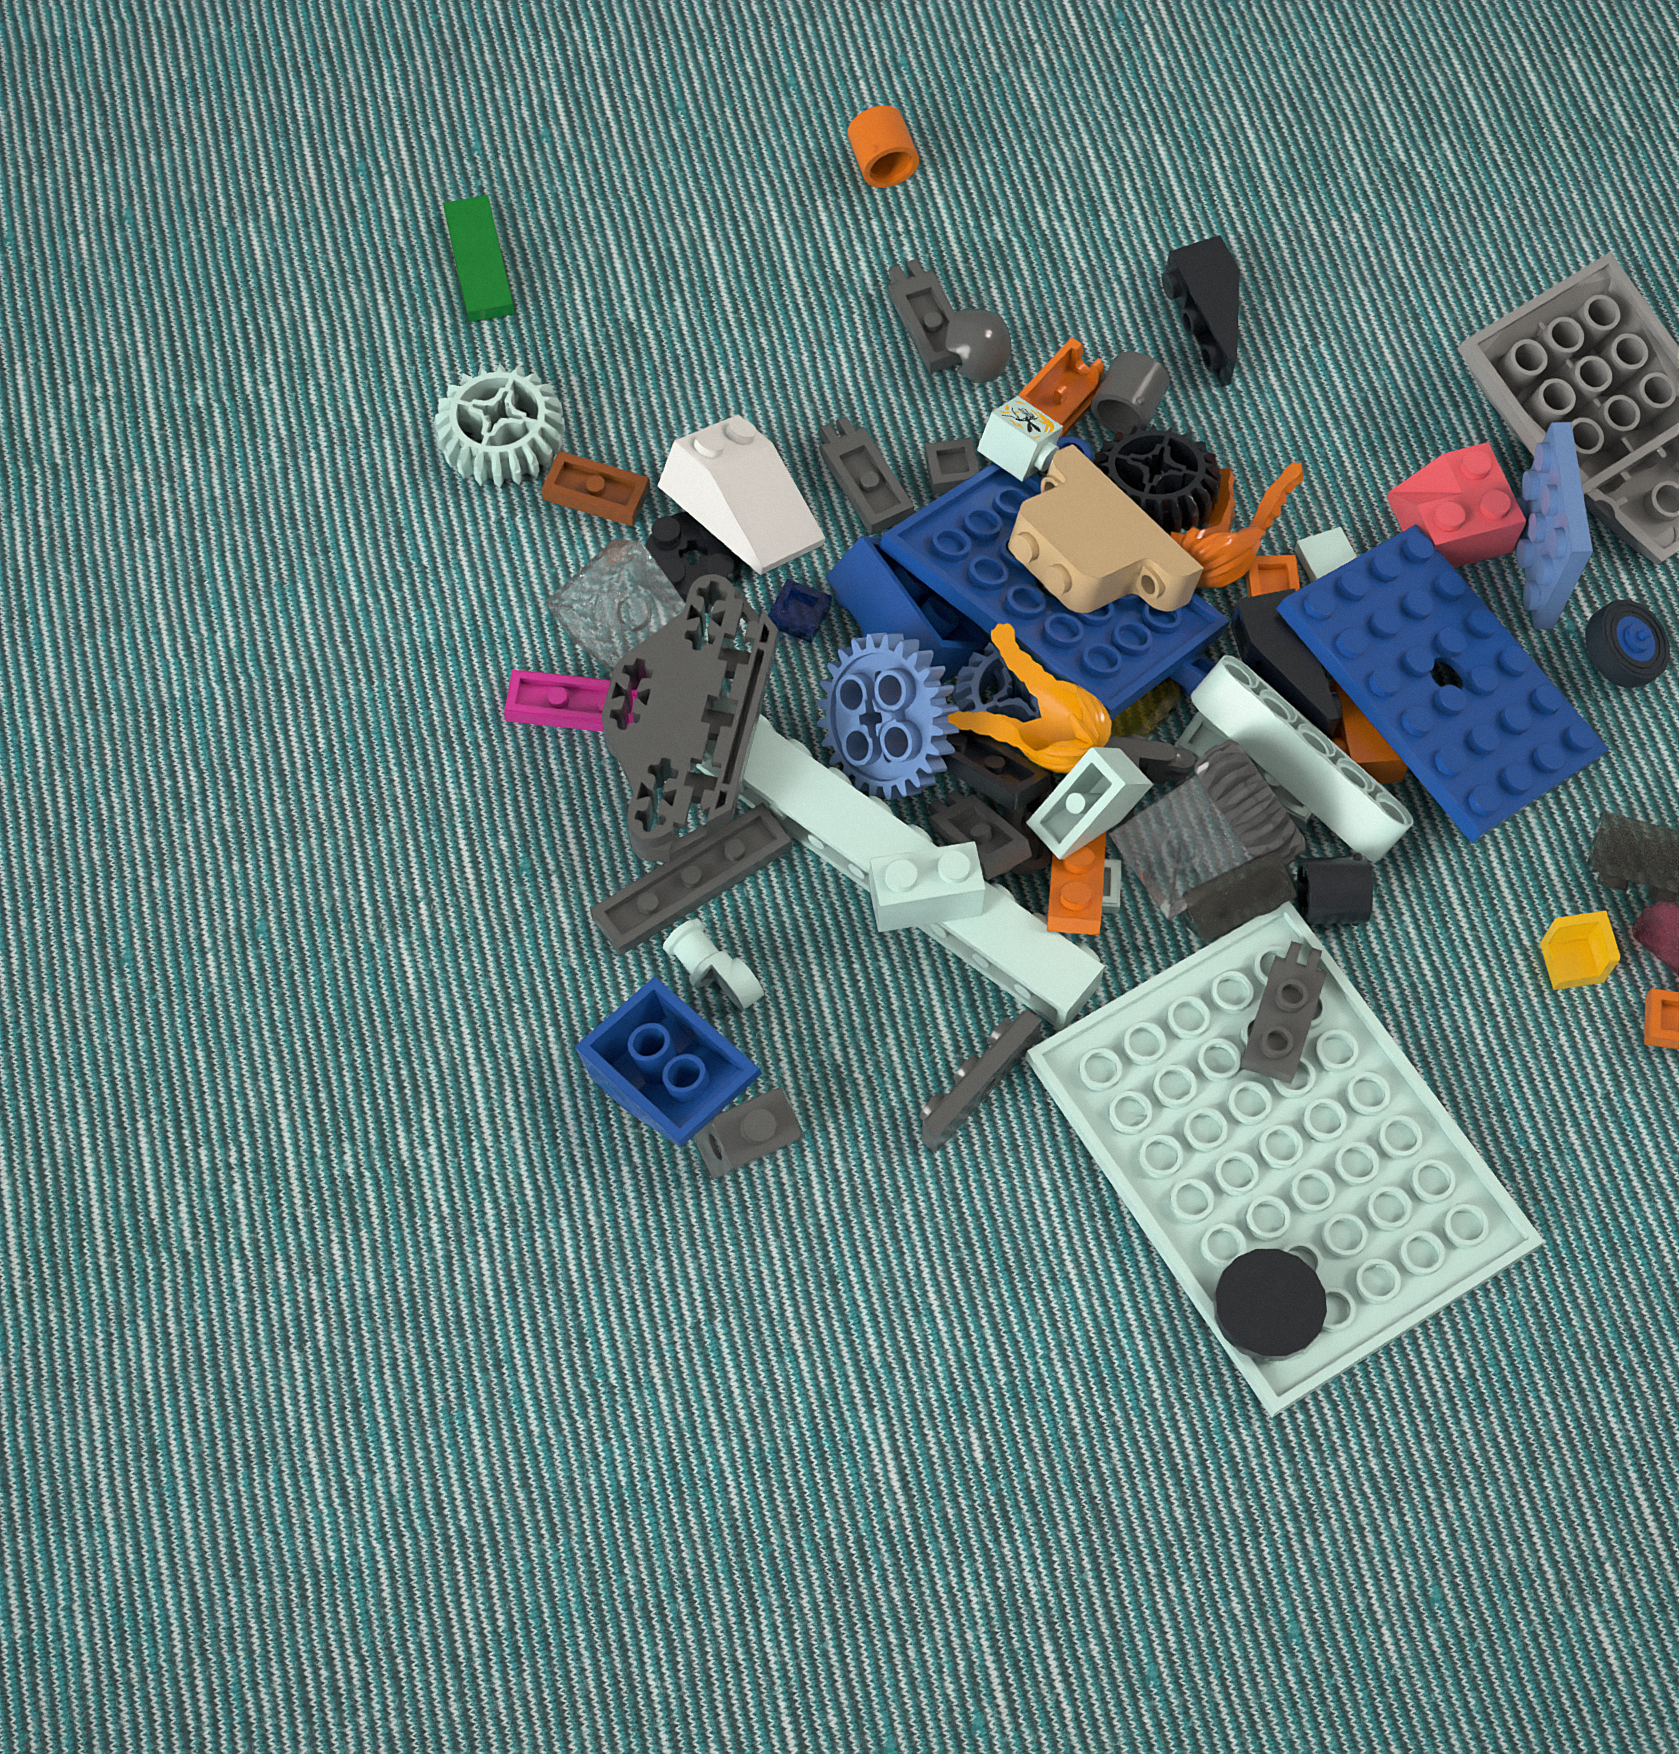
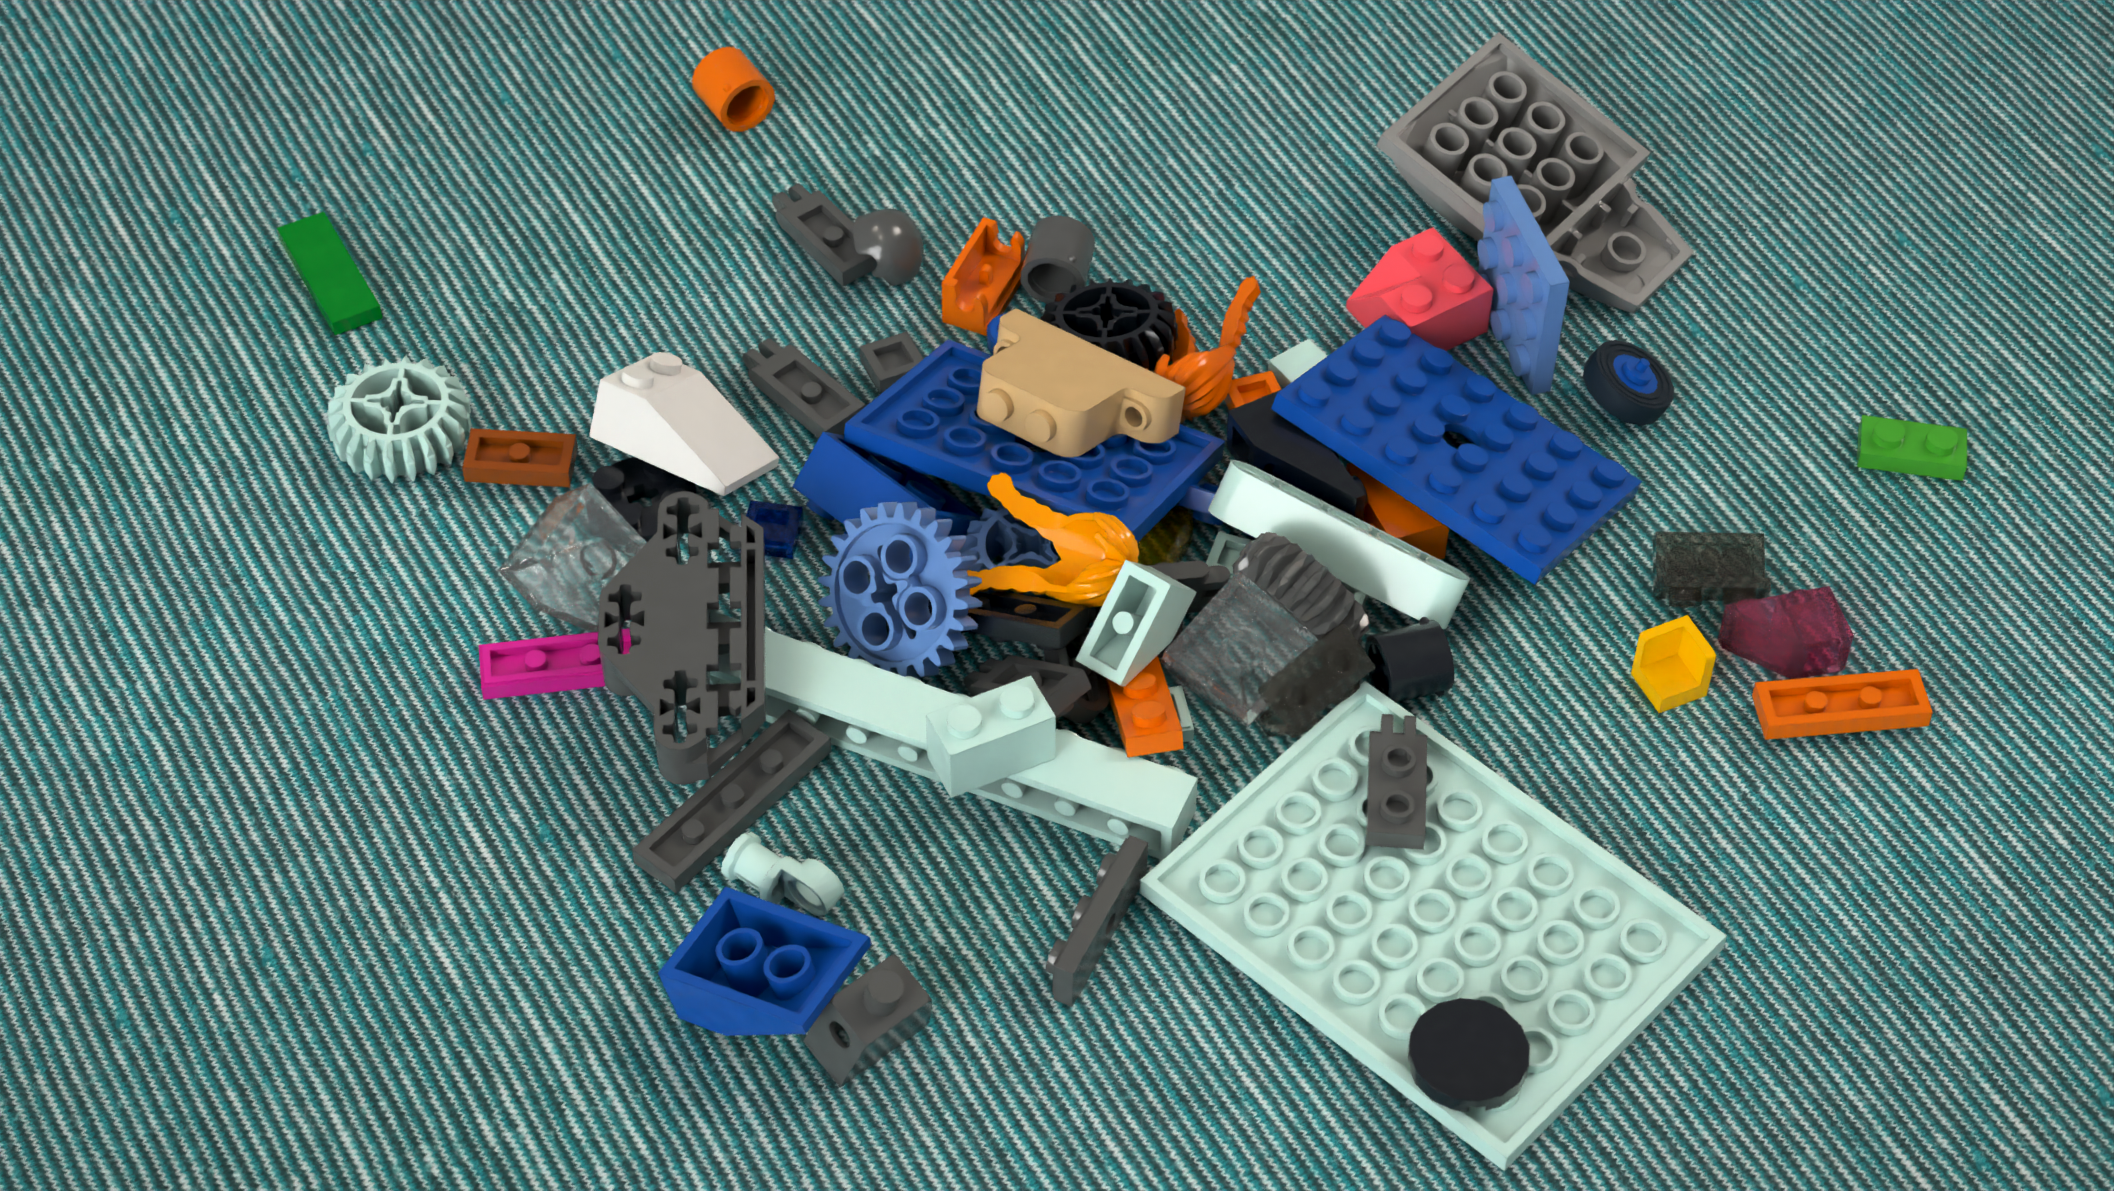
camera: 15 degrees left, 15 degrees down
(1020, 438) = (958, 318): light aqua brick -> none
(1206, 290) = (1109, 160): black slope -> none

